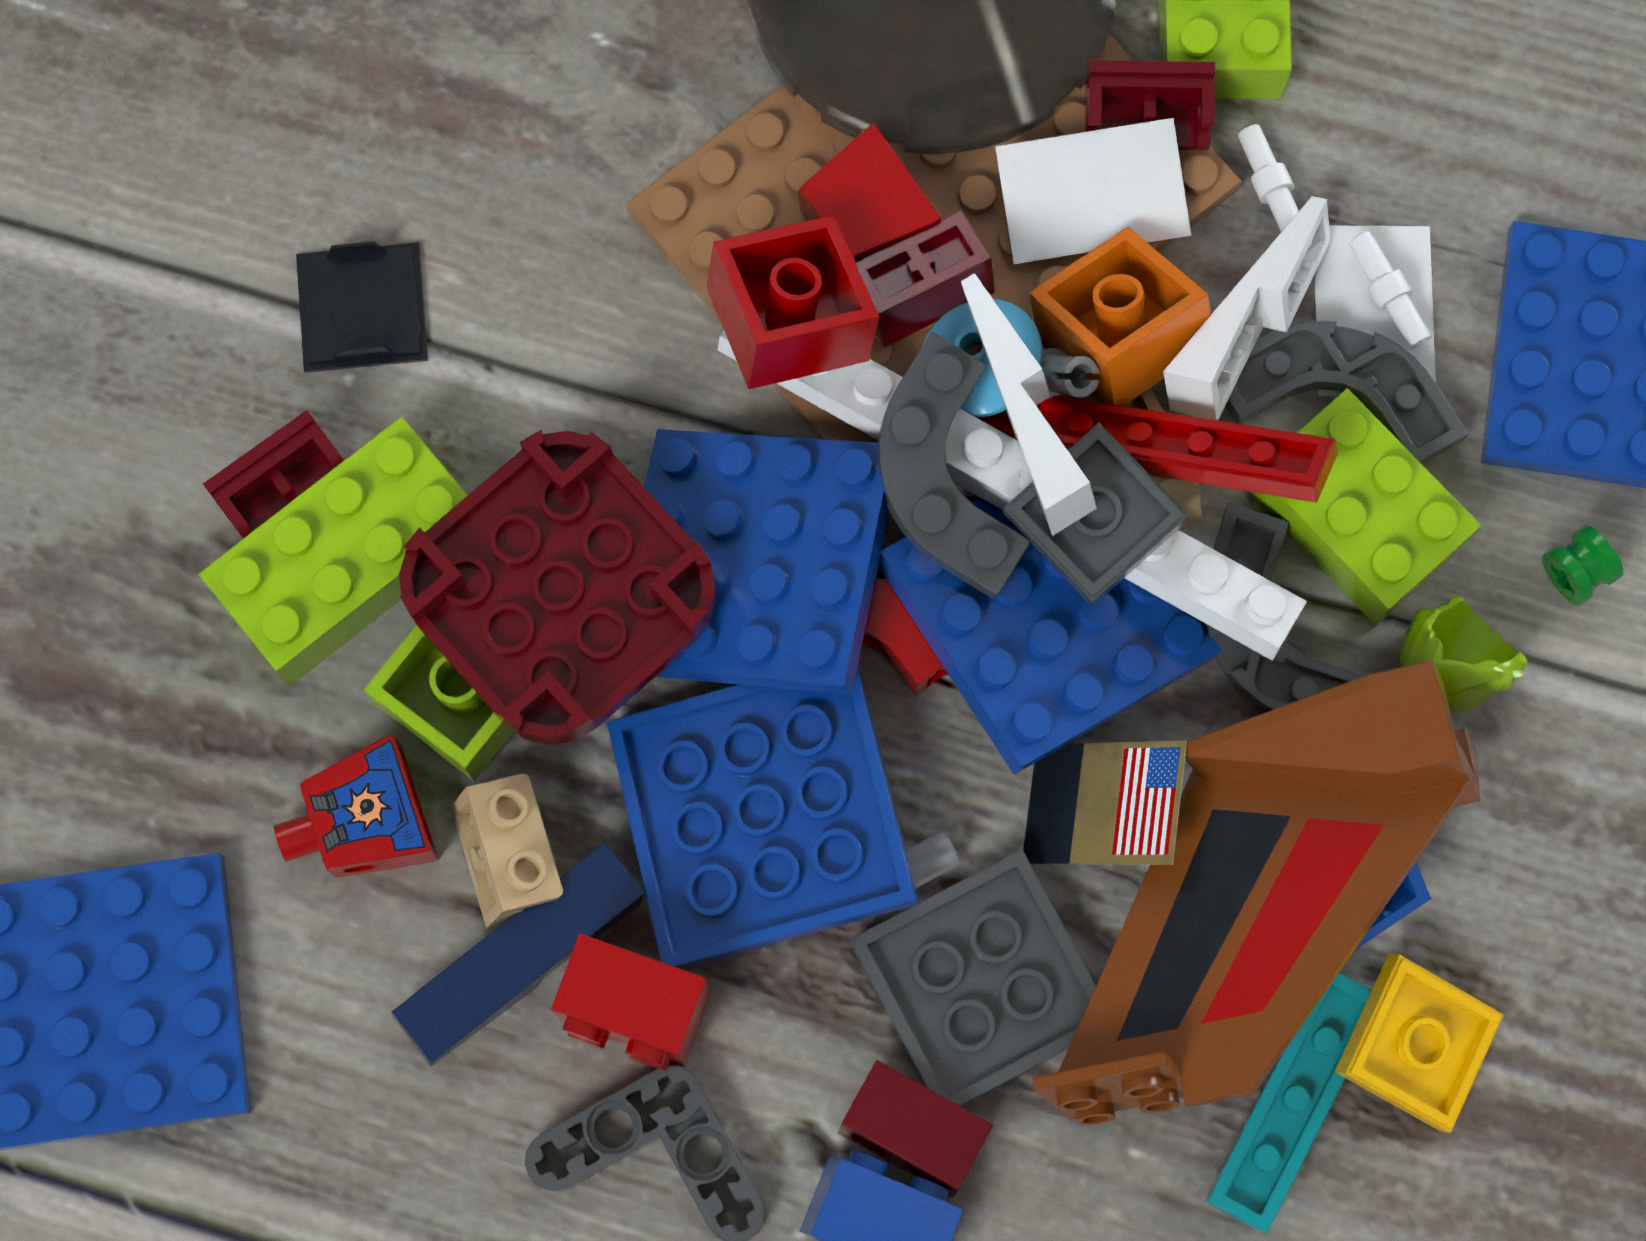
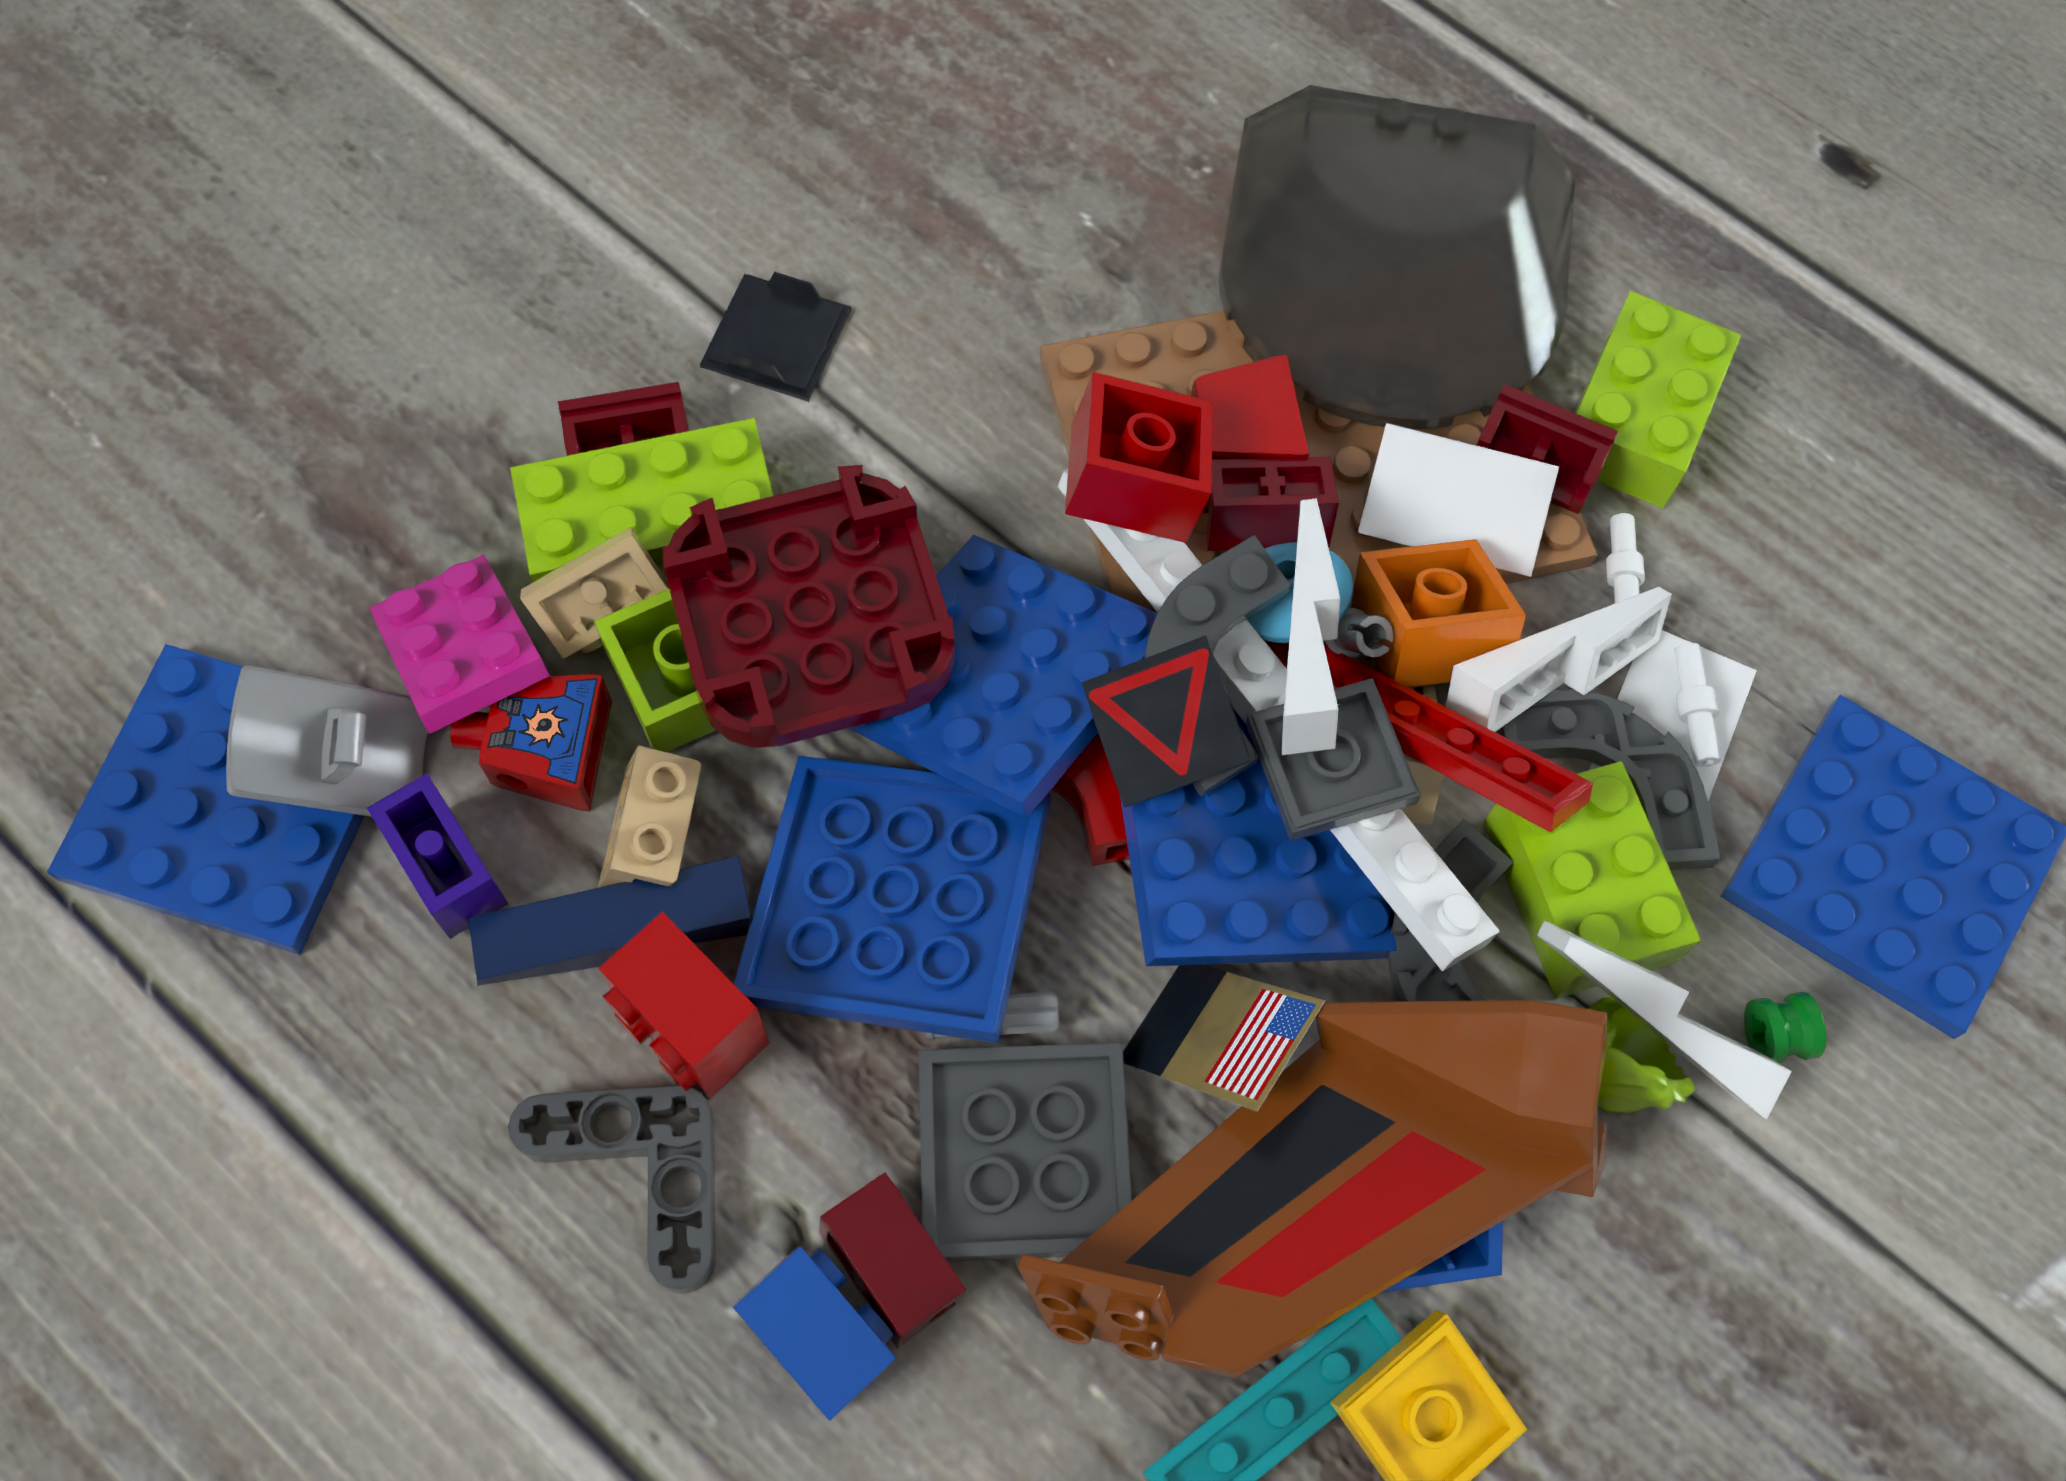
camera: 20 degrees right, 10 degrees down
(182, 919) = (320, 742): none -> light grey shield
(239, 763) = (457, 643): none -> dark pink plate
(336, 969) = (437, 855): none -> dark purple brick
(345, 657) = (590, 588): none -> tan bracket
(936, 552) = (1166, 722): none -> black piece
(1458, 600) = (1656, 1003): none -> white slope

